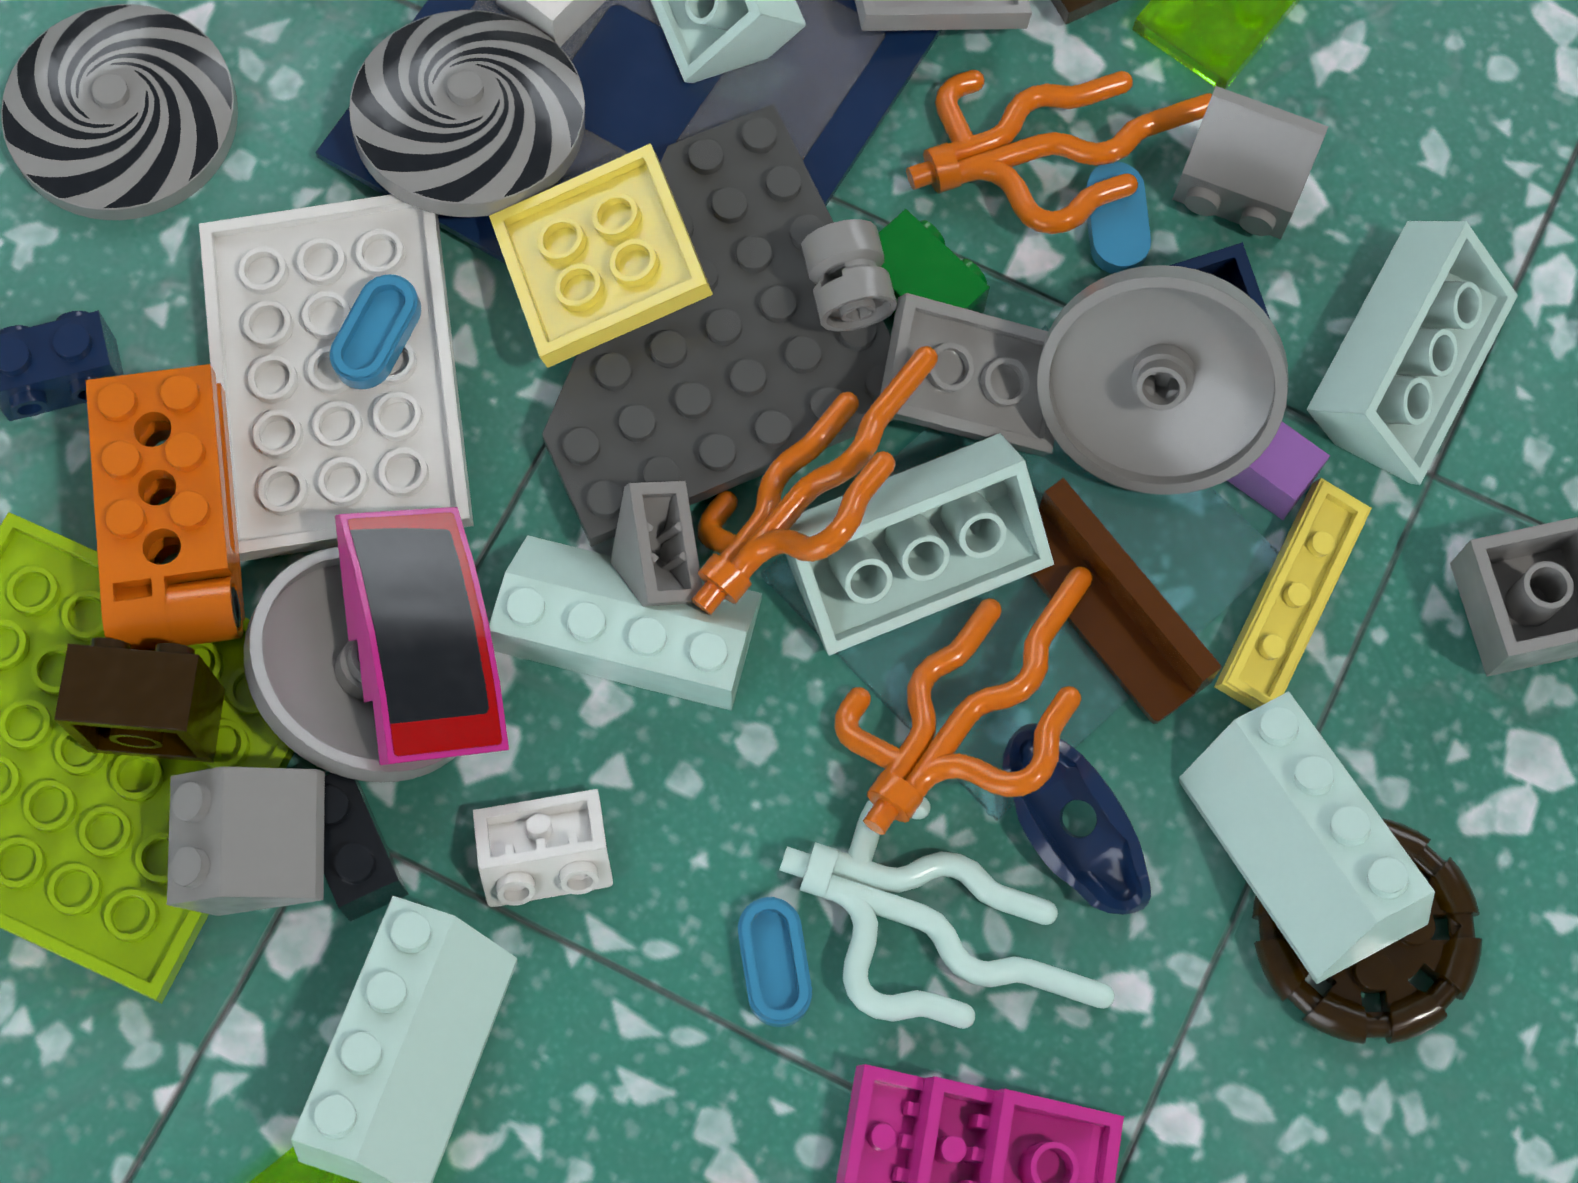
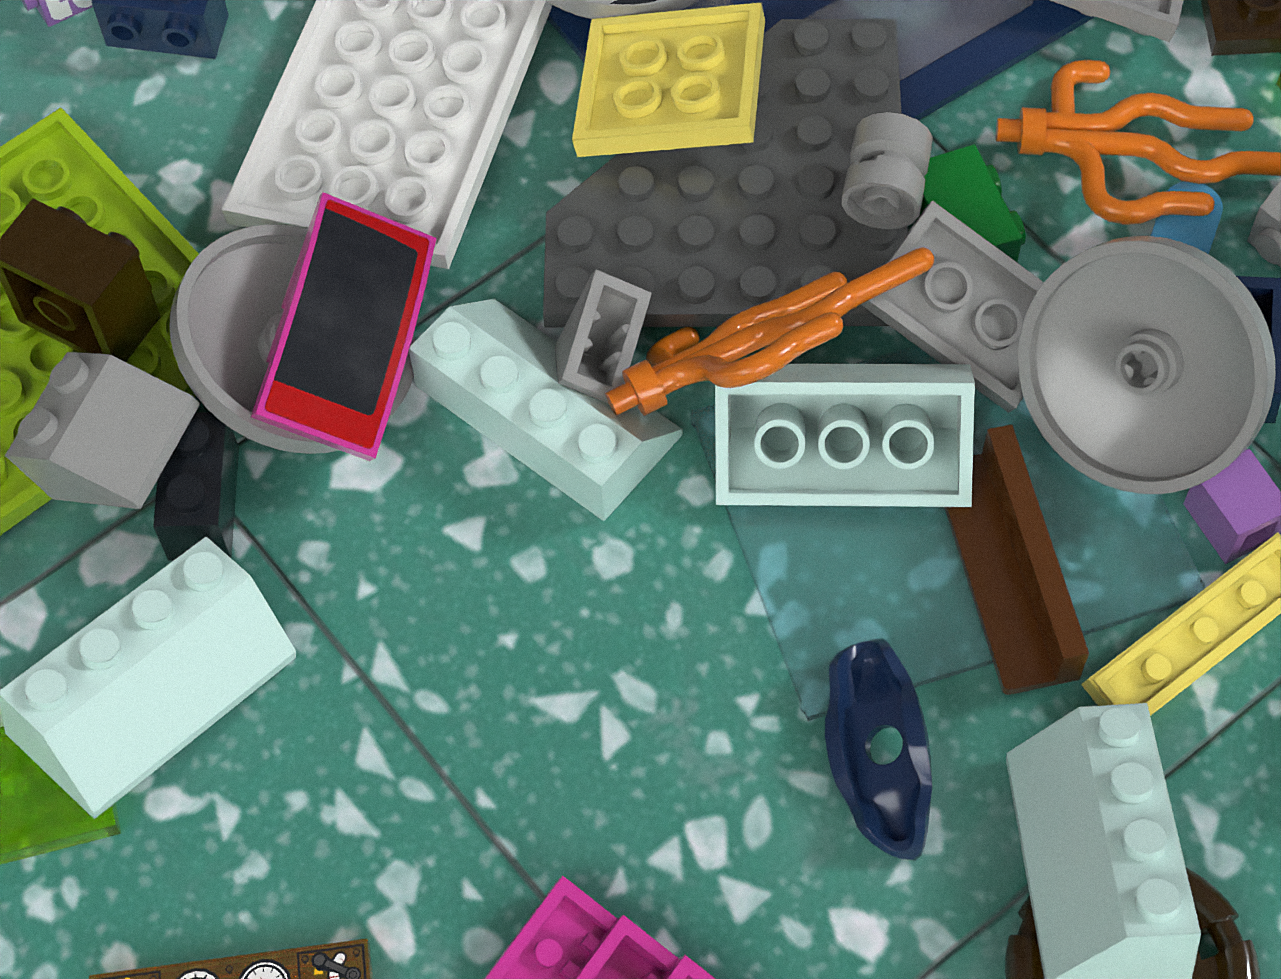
camera: 30 degrees right, 10 degrees down
(201, 590) = (187, 139): orange hinge -> none
(375, 331) = (443, 75): dark azure tile -> none
(542, 848) = (365, 564): white bracket -> none
(774, 962) = (529, 755): dark azure tile -> none
(860, 888) = (645, 724): light aqua plant -> none
(930, 758) = (768, 623): orange plant -> none

